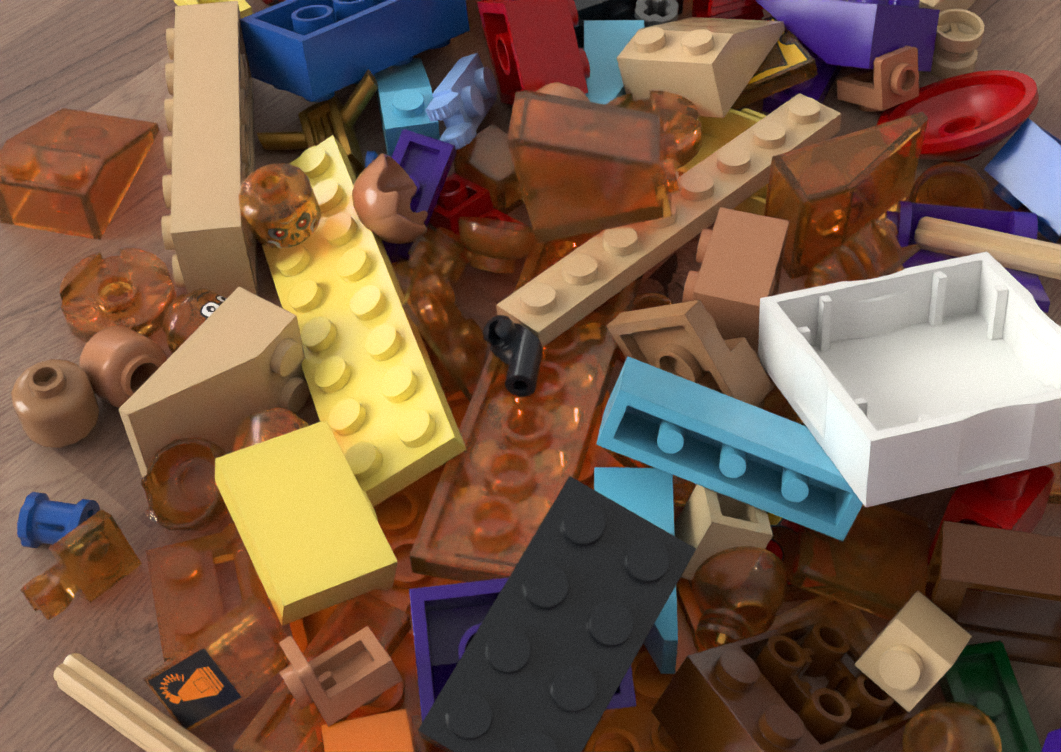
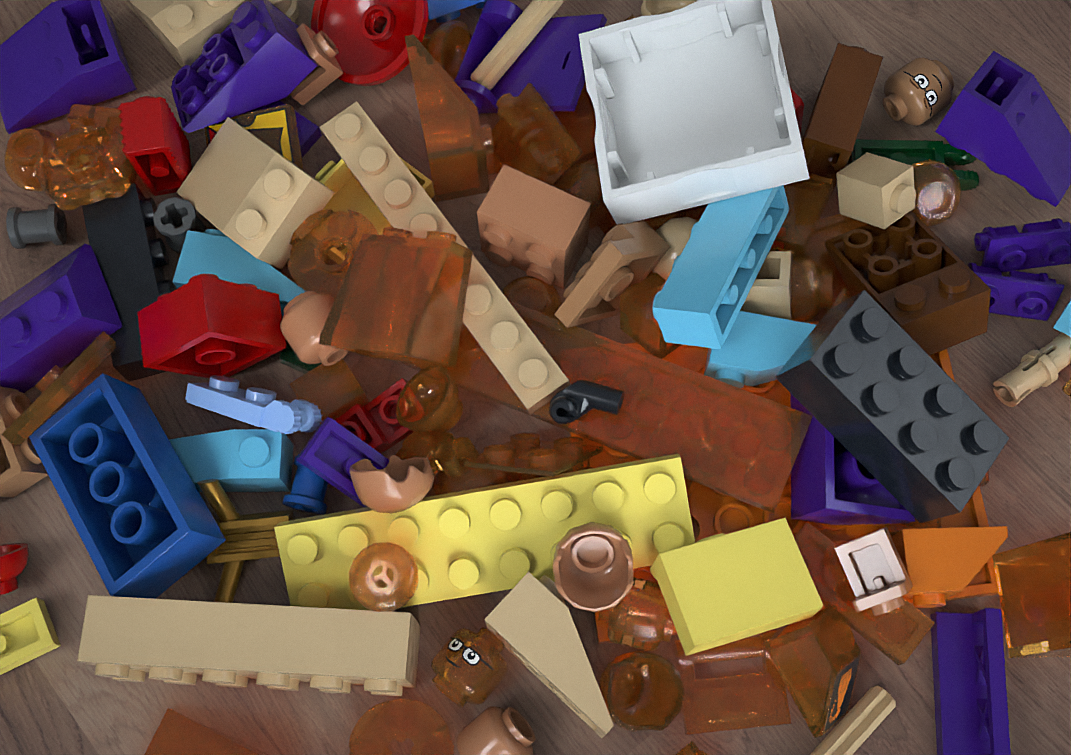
camera: 80 degrees left, 20 degrees up
(310, 375) = (593, 567): none -> nougat hair

